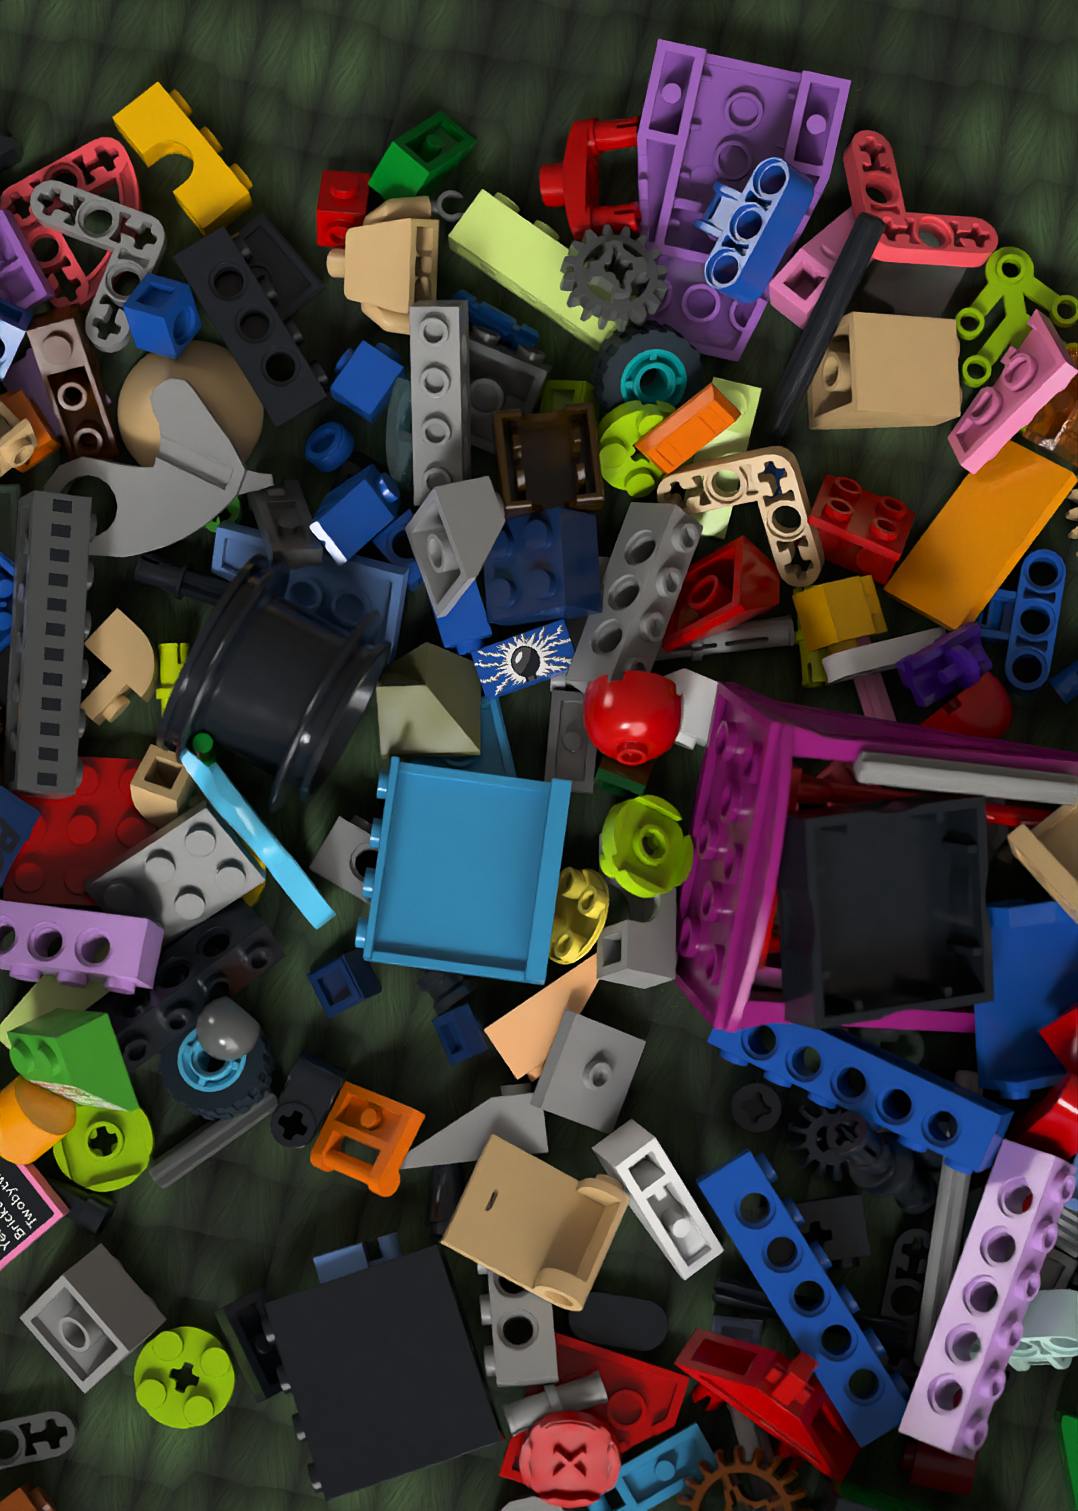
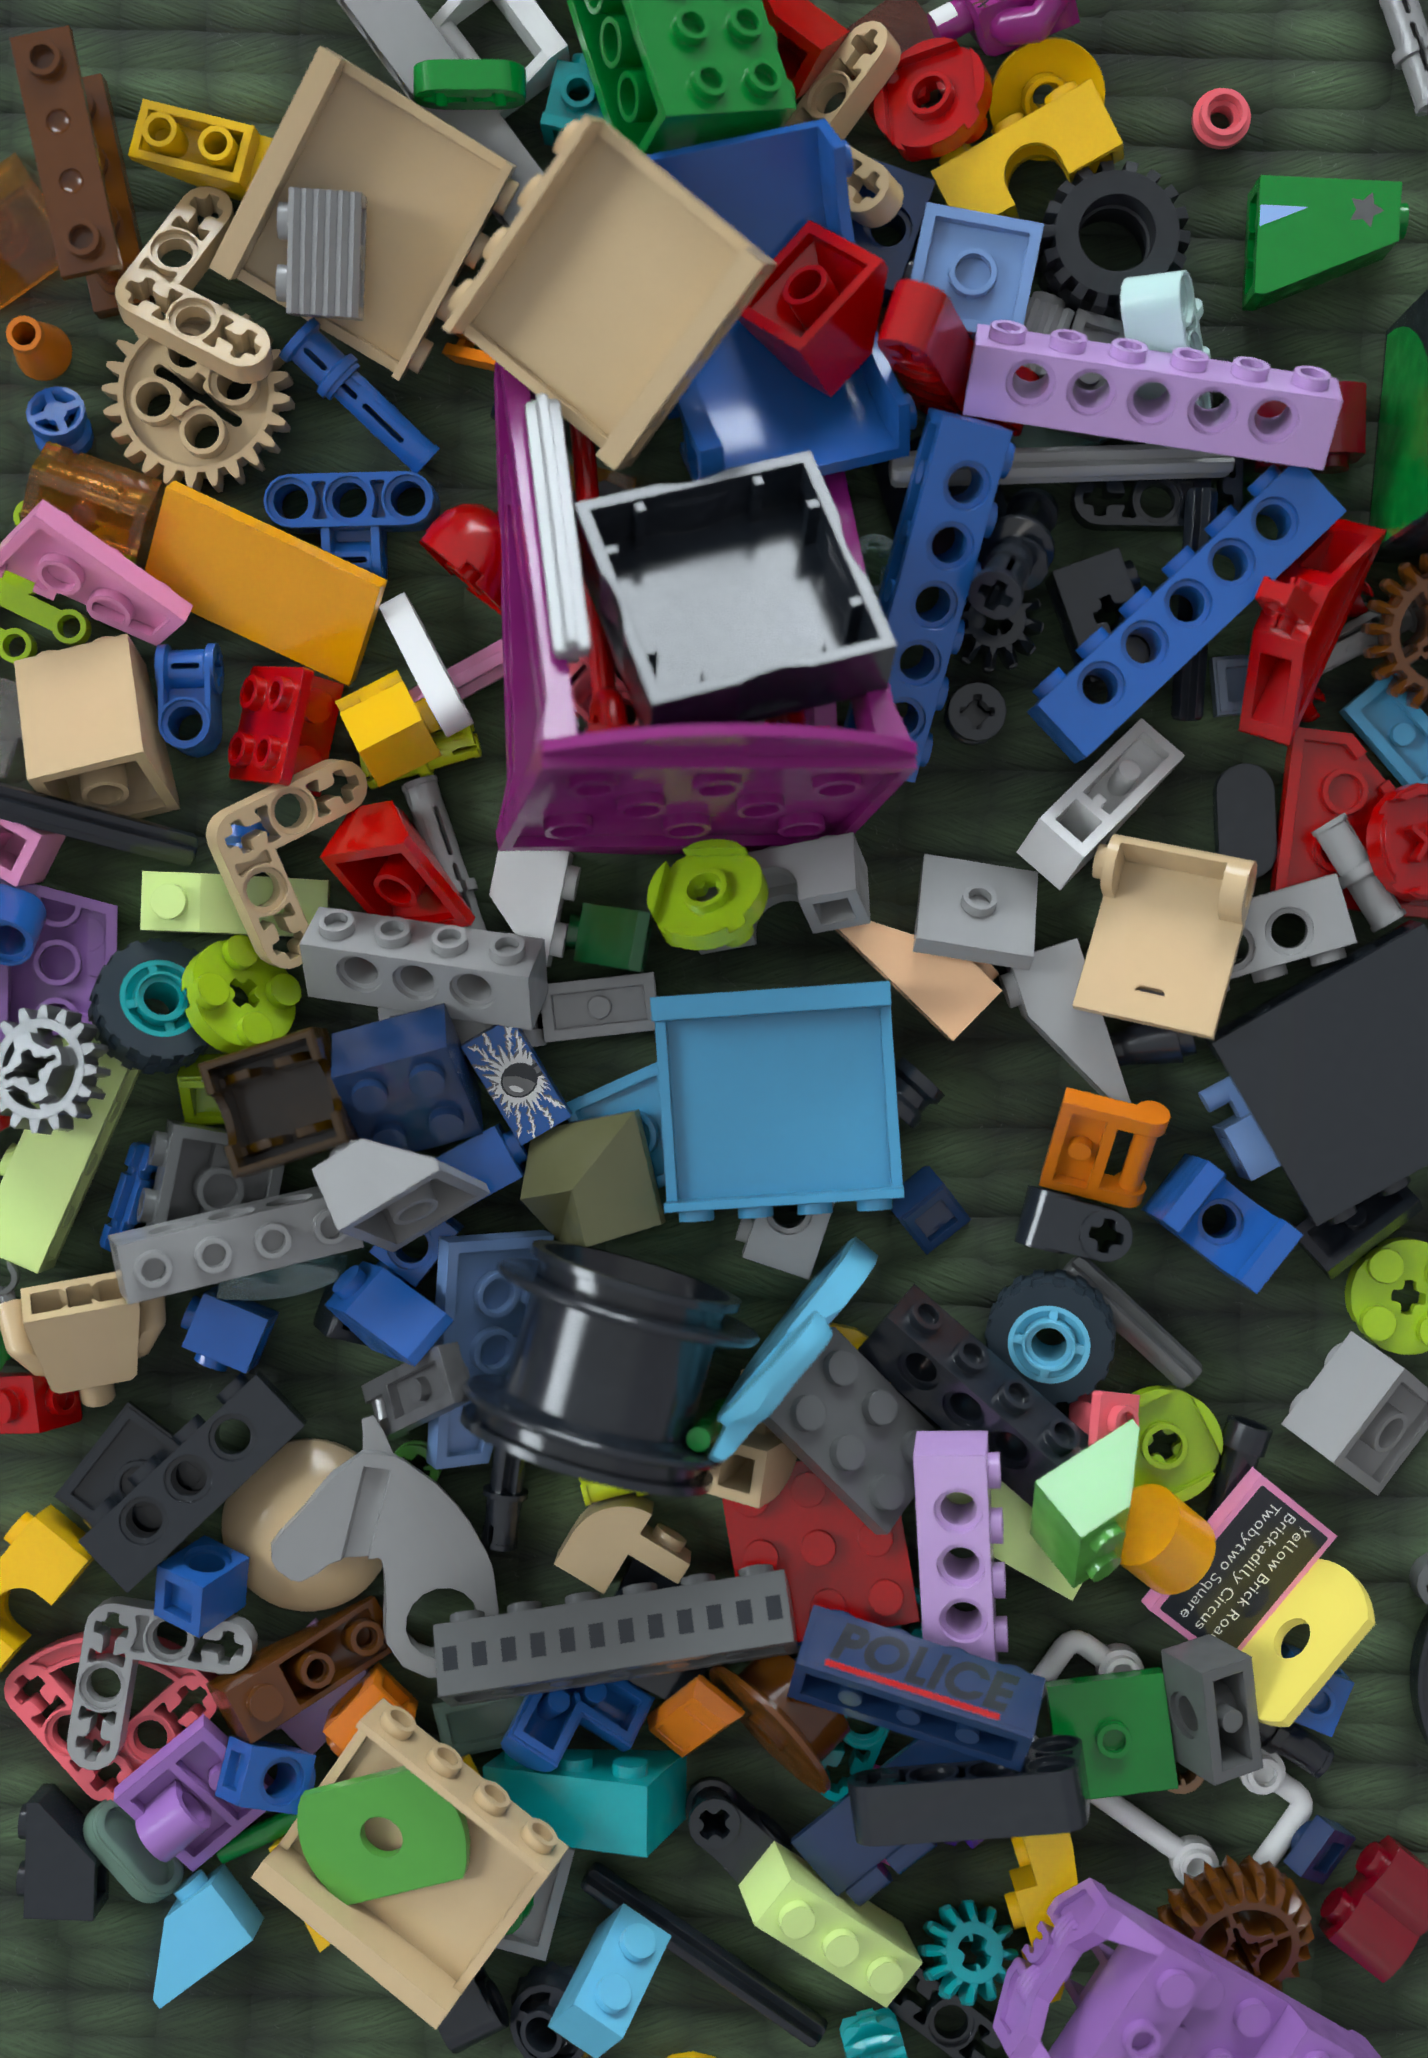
camera: 105 degrees left, 5 degrees up
(148, 1092) = (1103, 1412): none -> coral bracket
(226, 1030) = (1017, 1335): dark grey piece -> none
(261, 1246) = (1248, 1244): none -> blue piece
(329, 446) = (315, 1358): blue tile -> none
(460, 1034) = (961, 1065): dark blue plate -> none
(578, 914) = (798, 958): light yellow dish -> none
(633, 716) = (560, 940): red cylinder -> none
(688, 429) = (207, 945): orange tile -> none
(902, 456) = (190, 685): none -> blue piece
(945, 665) = (425, 591): dark purple hips -> none

